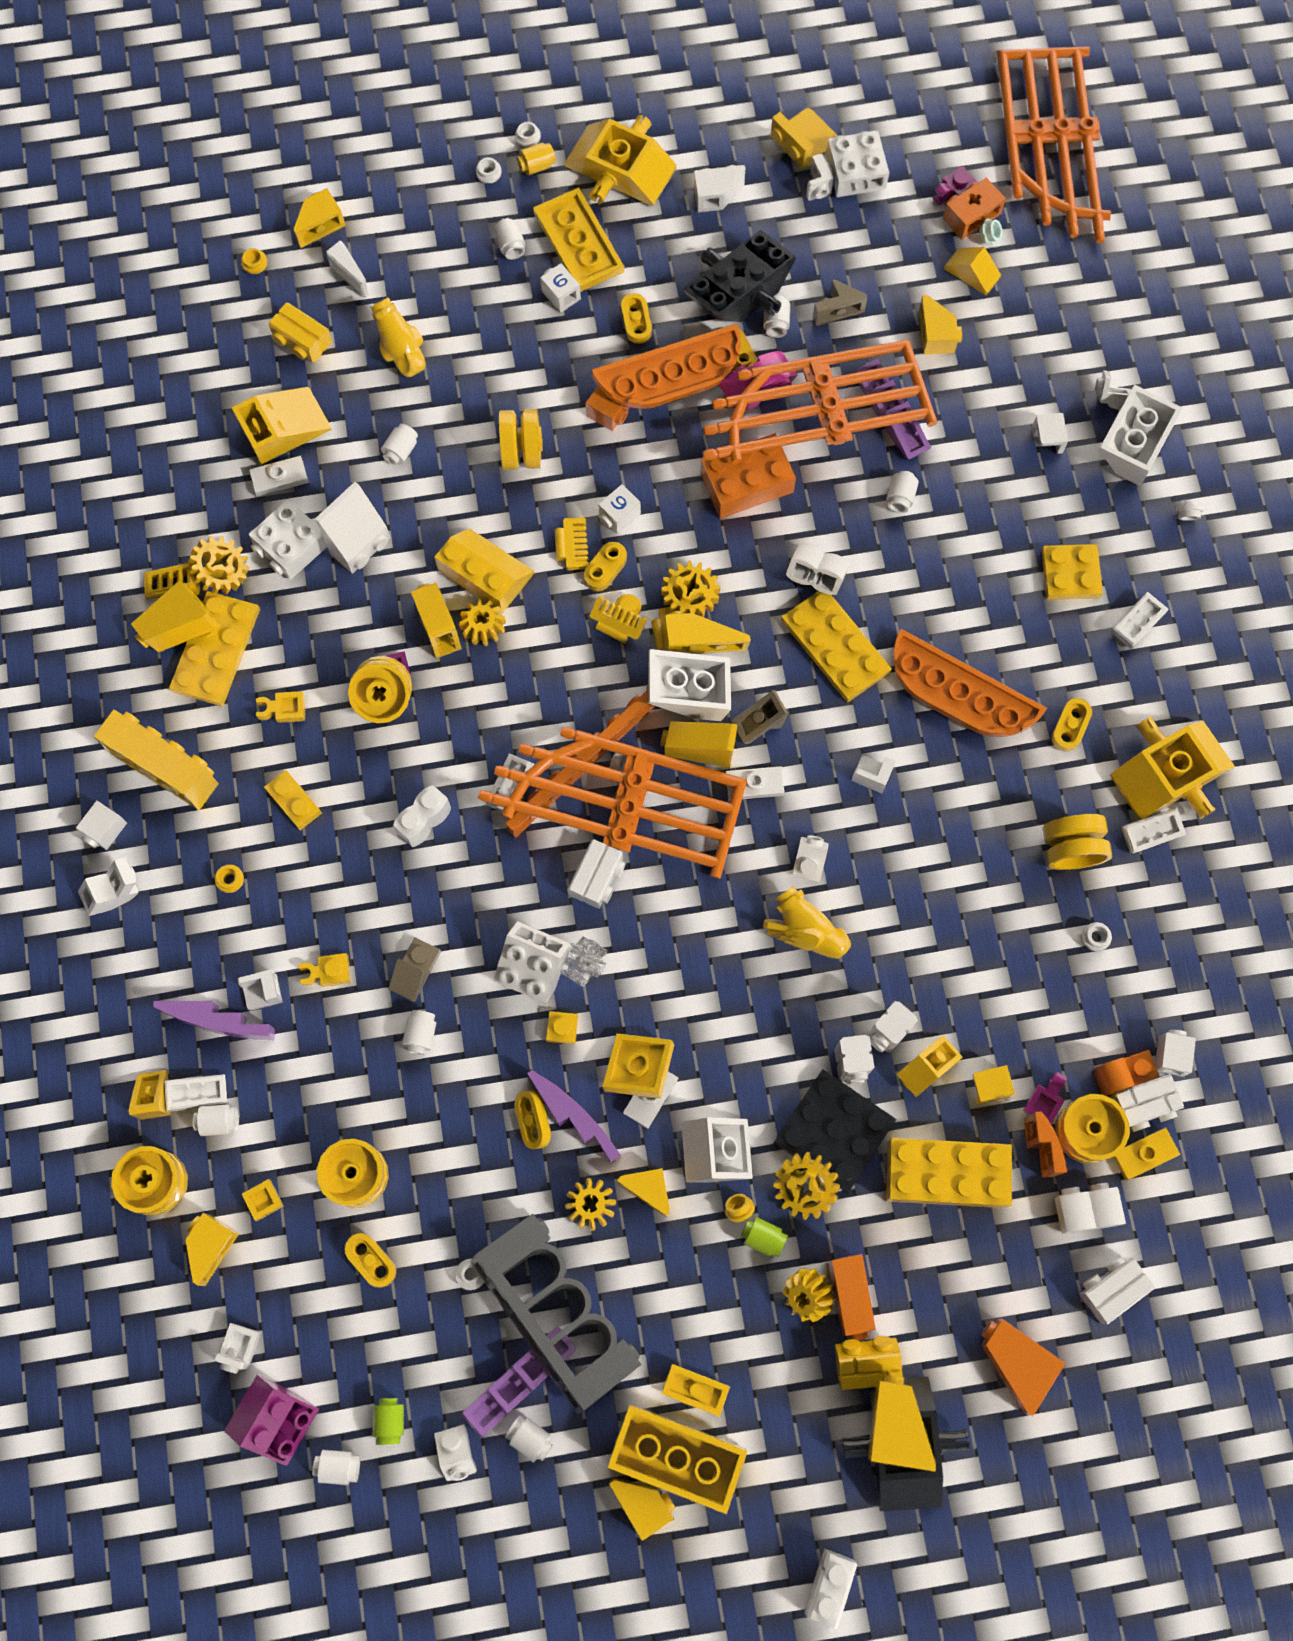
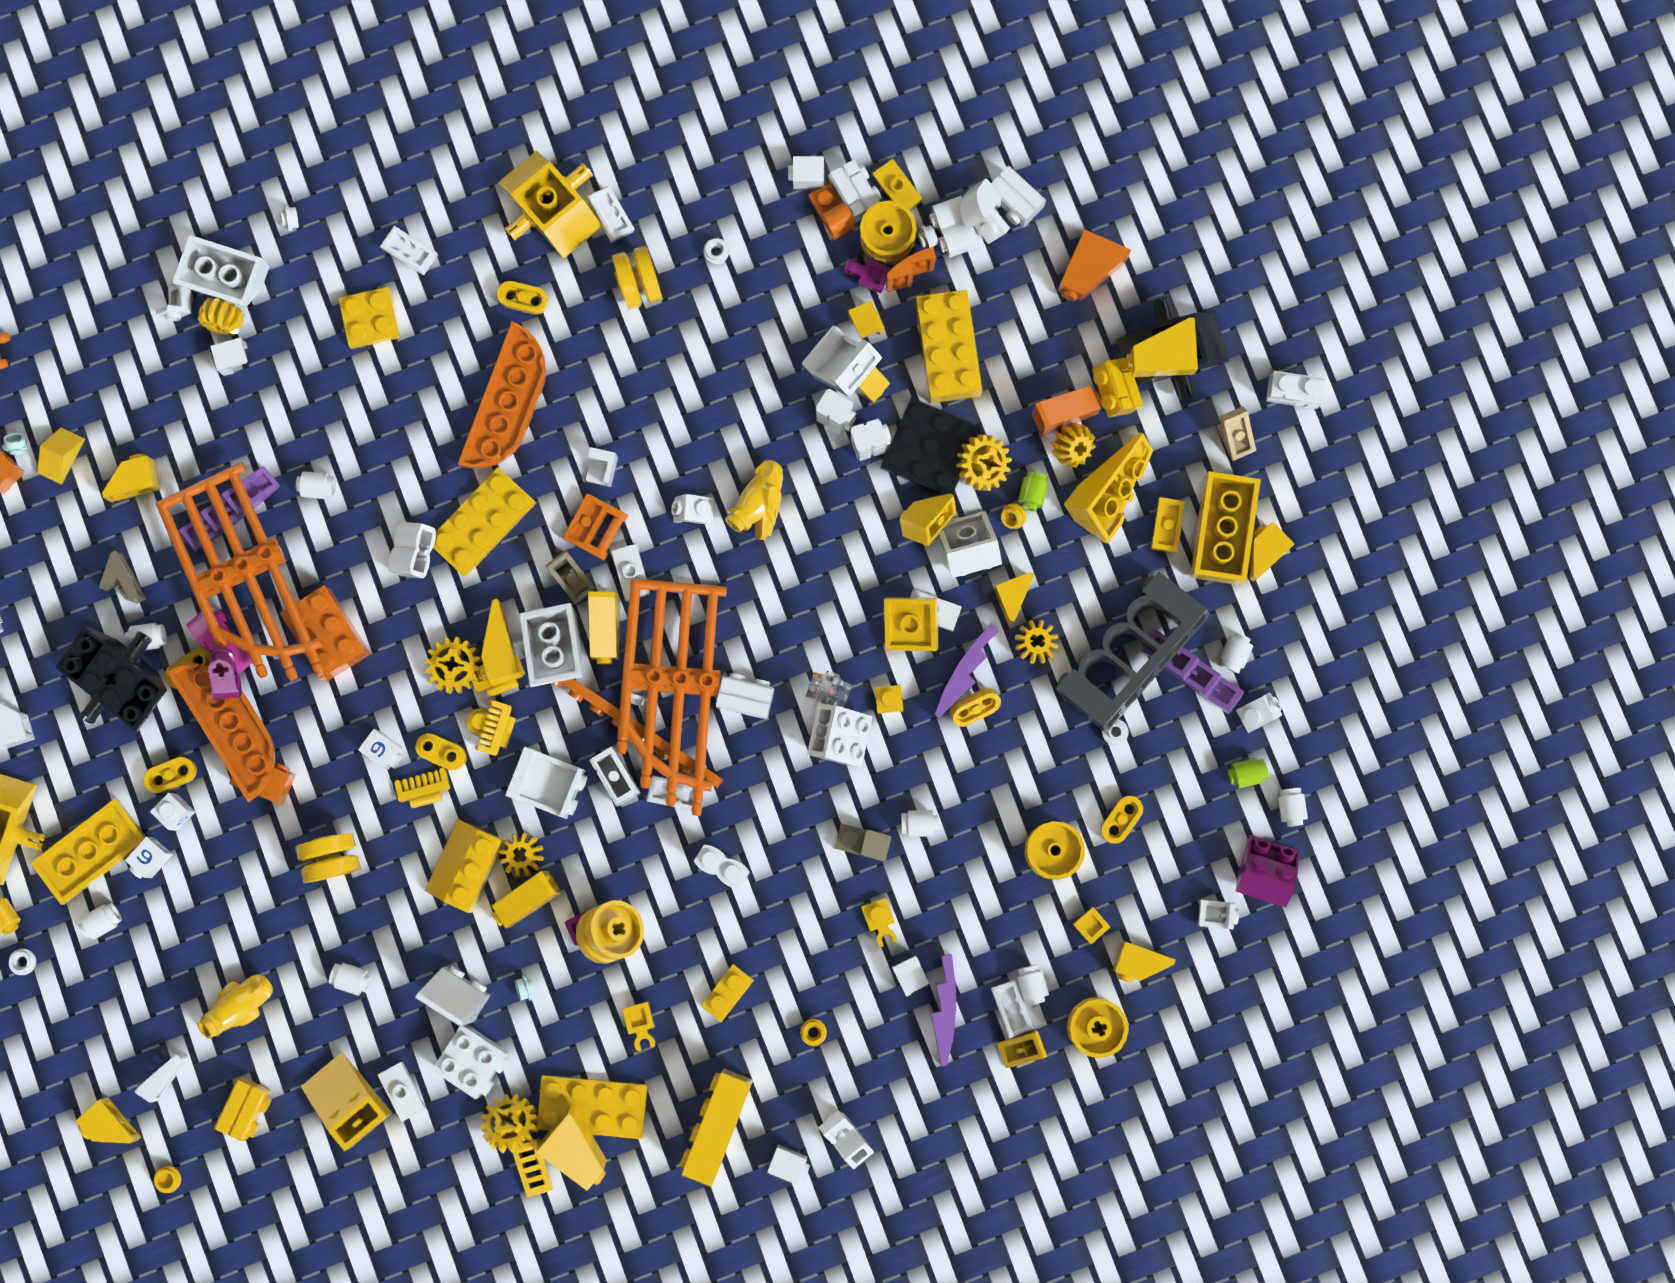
camera: 100 degrees left, 10 degrees up
(348, 604) = (524, 988): none -> light aqua plate
(539, 724) = (615, 776): none -> white brick
(551, 659) = (546, 783): none -> white panel
(599, 314) = (172, 811): none -> white brick
(720, 368) = (224, 677): none -> magenta piece
(744, 1320) = (1103, 495): none -> yellow wedge
(754, 1108) = (927, 518): none -> yellow slope
(789, 1500) = (1237, 433): none -> tan slope
(816, 748) = (587, 522): none -> orange plate
(949, 1045) = (841, 361): none -> white panel
(1081, 1175) = (927, 237): none -> white plate
(1092, 428) = (221, 317): none -> yellow gear
(1103, 1238) = (978, 211): none -> white brick

